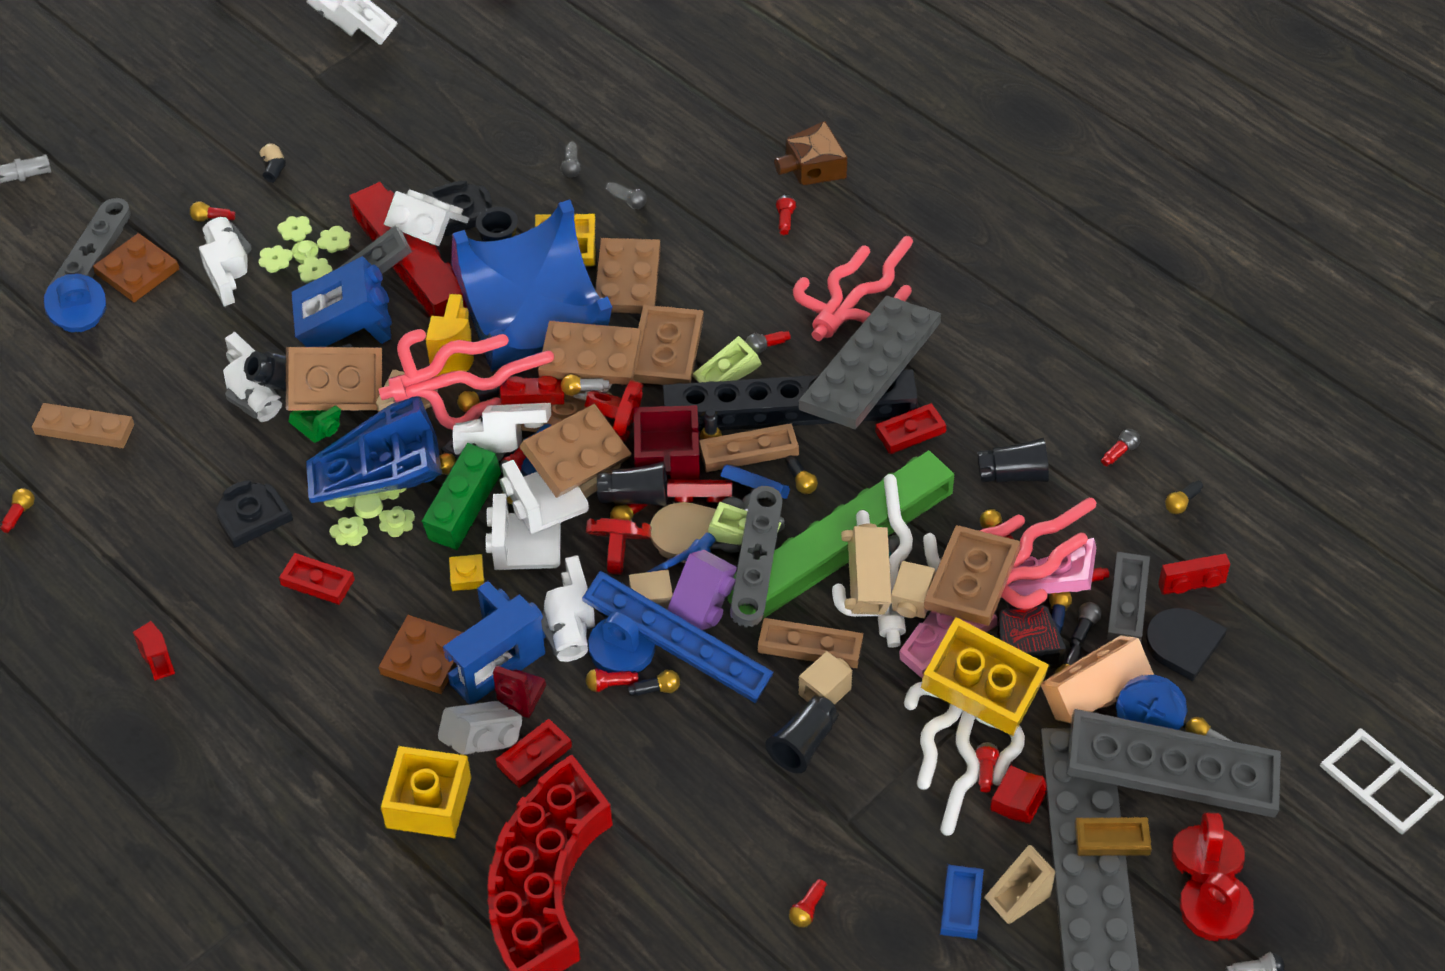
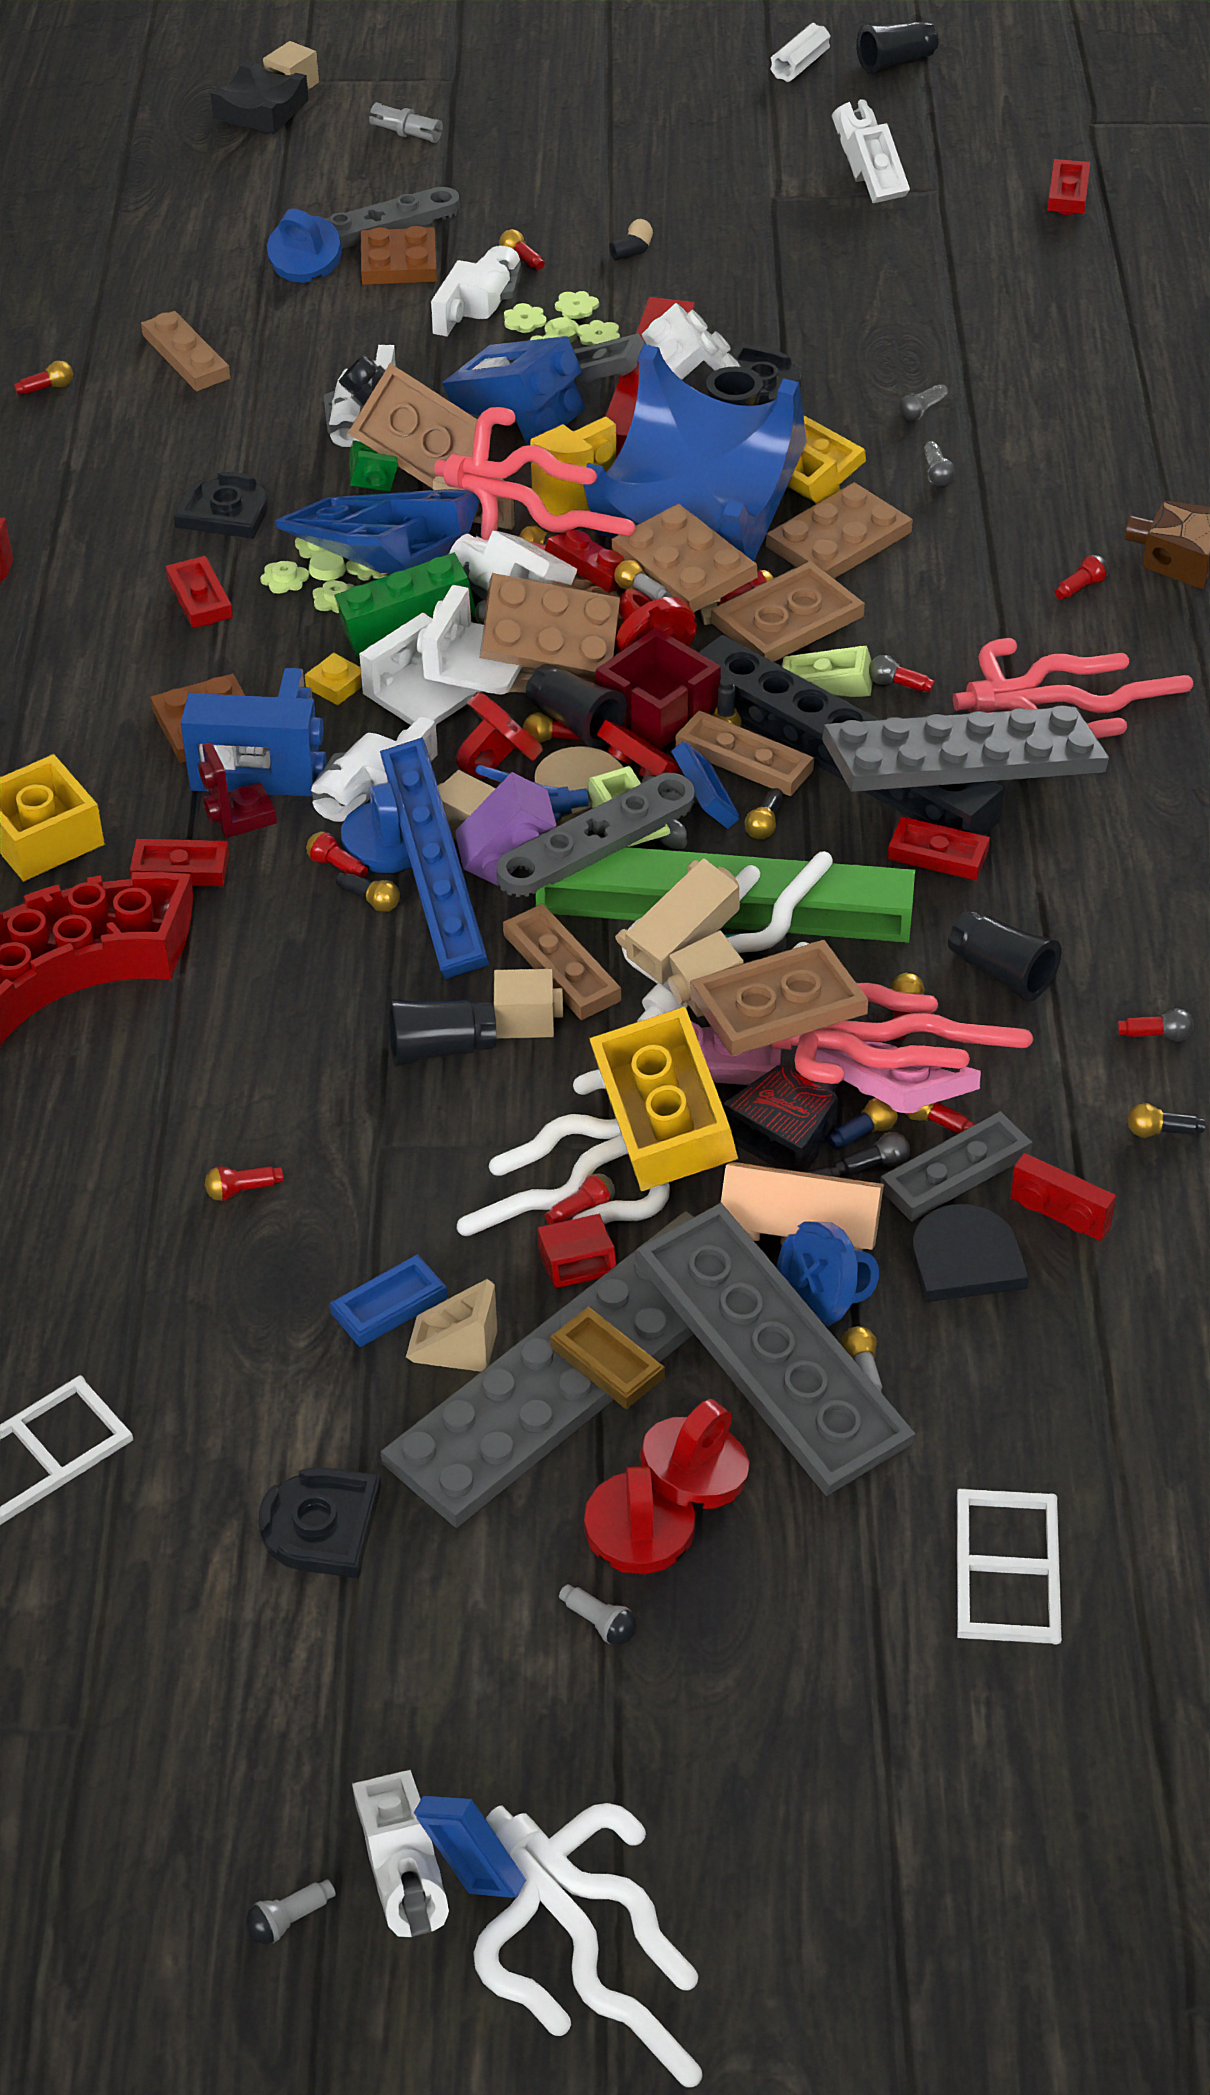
camera: 45 degrees right, 5 degrees down
(479, 727) = (147, 795): light grey brick -> none

